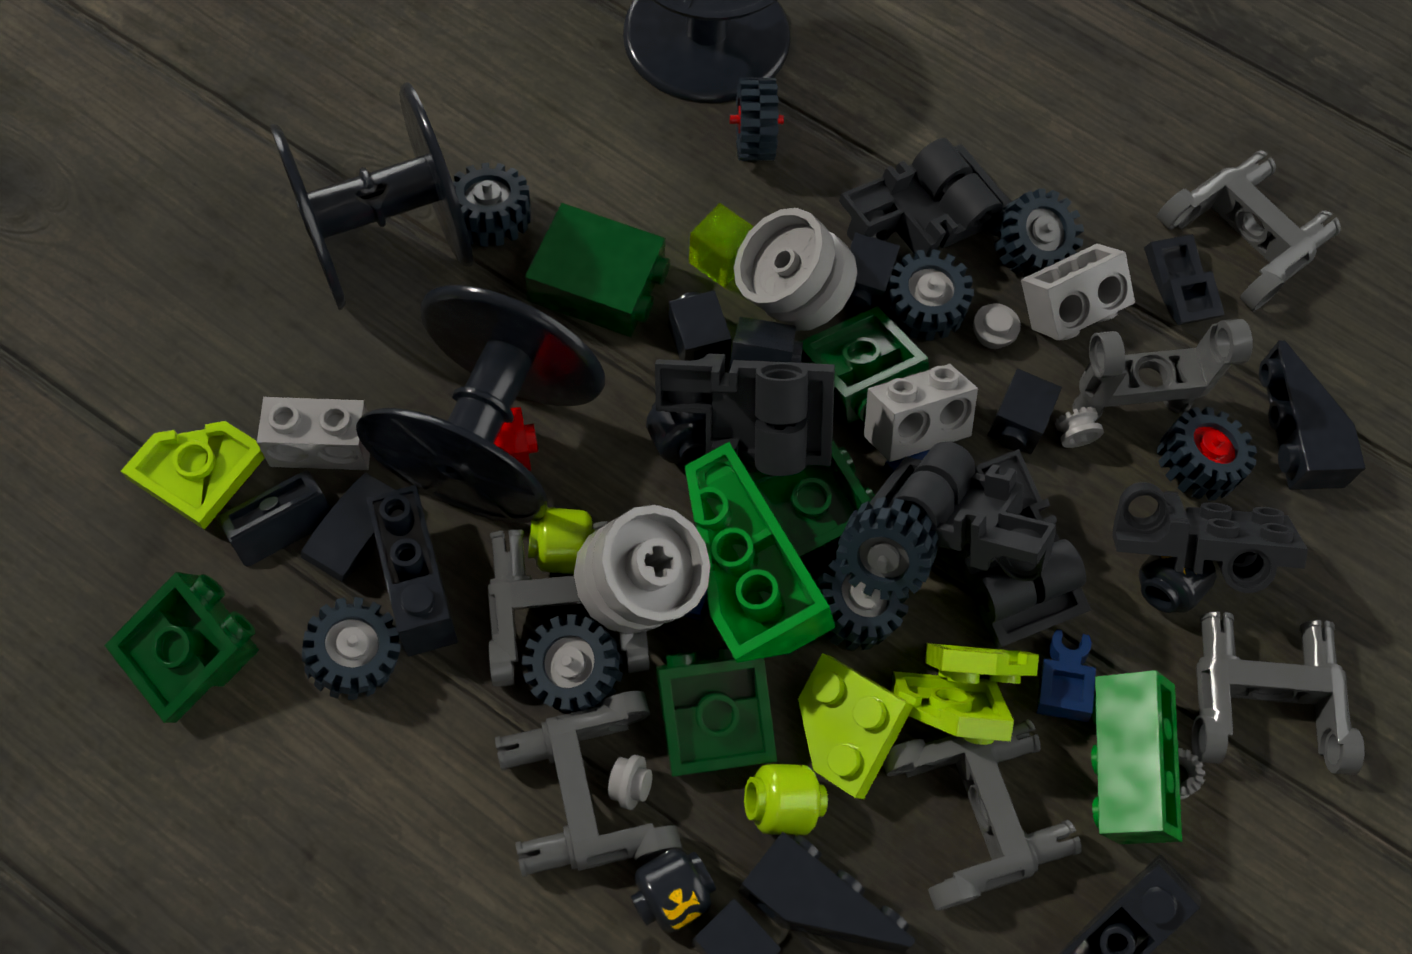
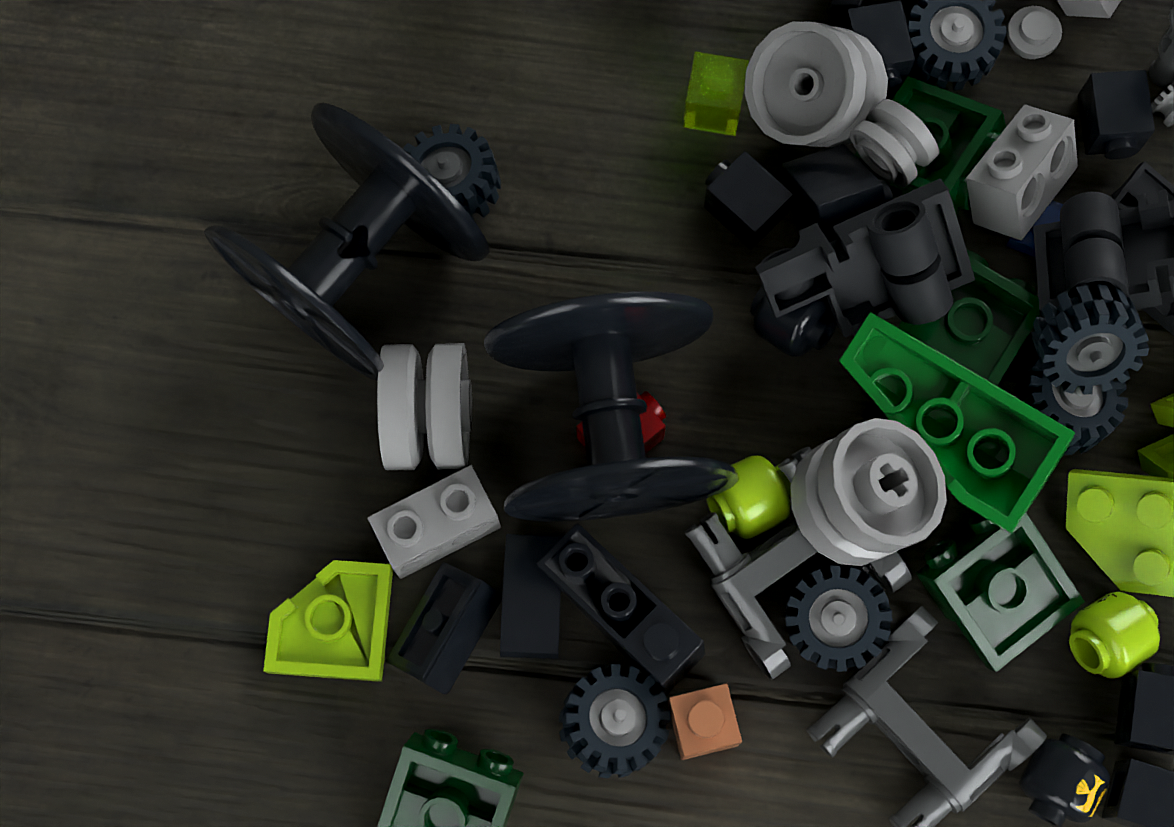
camera: 20 degrees left, 10 degrees up
(358, 343) = (418, 407): none -> light grey wheel
(417, 686) = (704, 721): none -> nougat brick
(597, 270) = (606, 188): dark green brick -> none
(629, 781) = (959, 699): light grey plate -> none
(827, 334) = (894, 143): none -> light grey wheel

